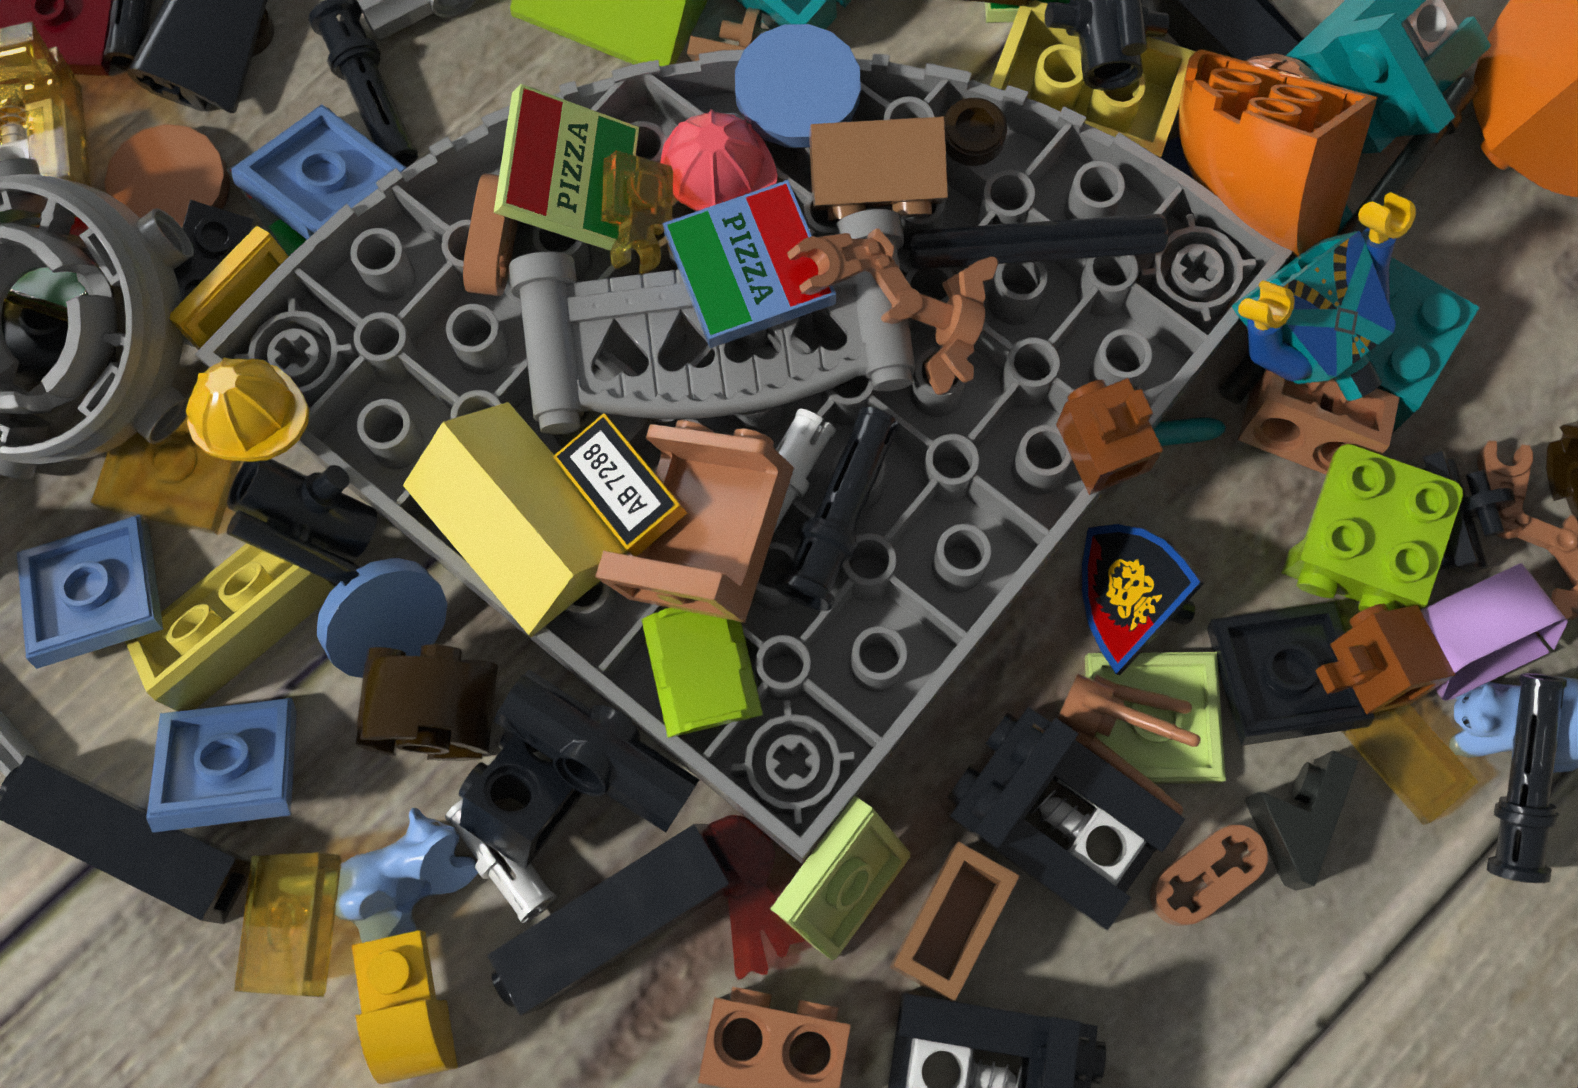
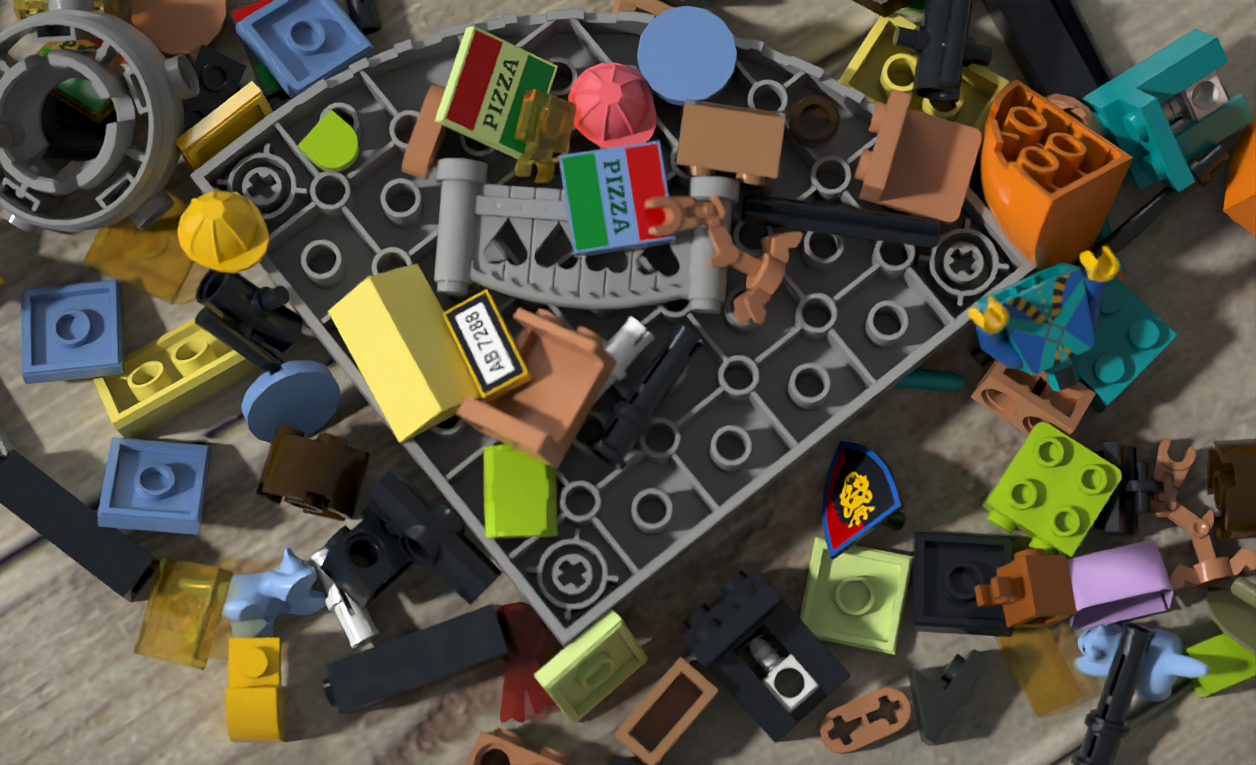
camera: 10 degrees right, 5 degrees up
(369, 278) = (331, 144): none -> lime tile
(1097, 705) = (807, 580): nougat plant -> none
(1108, 433) = (854, 382): dark orange brick -> none
(1115, 148) = (918, 161): none -> nougat bracket

